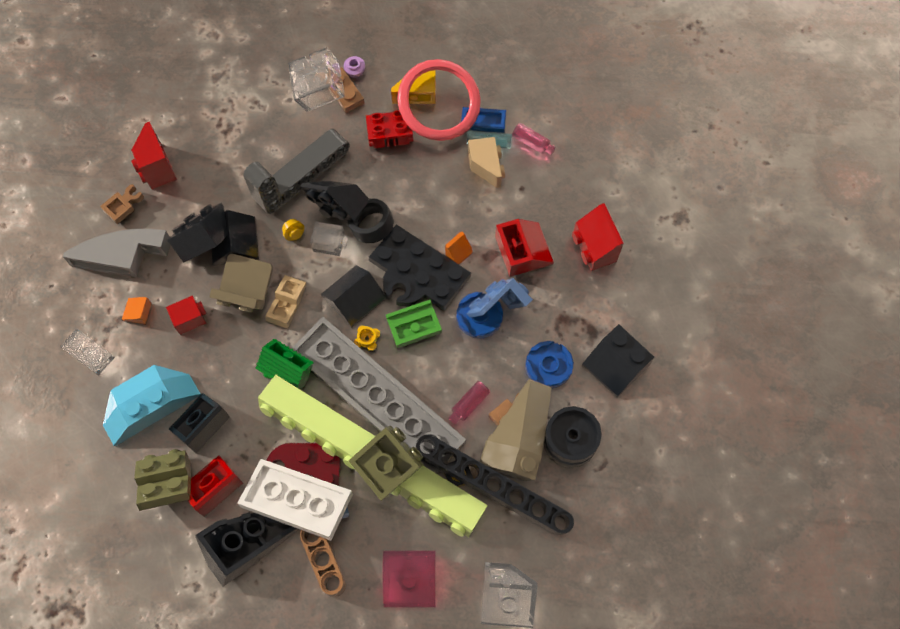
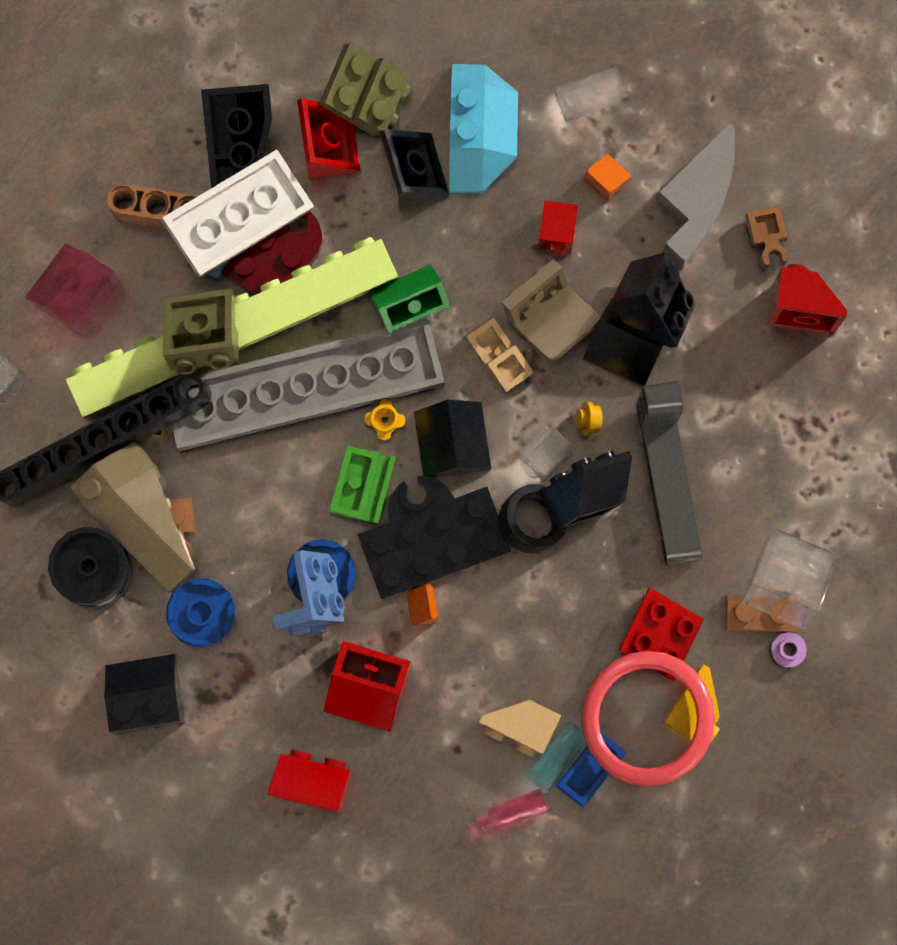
camera: 125 degrees right, 10 degrees up
(469, 402) = (220, 484): clear pink cylinder -> none

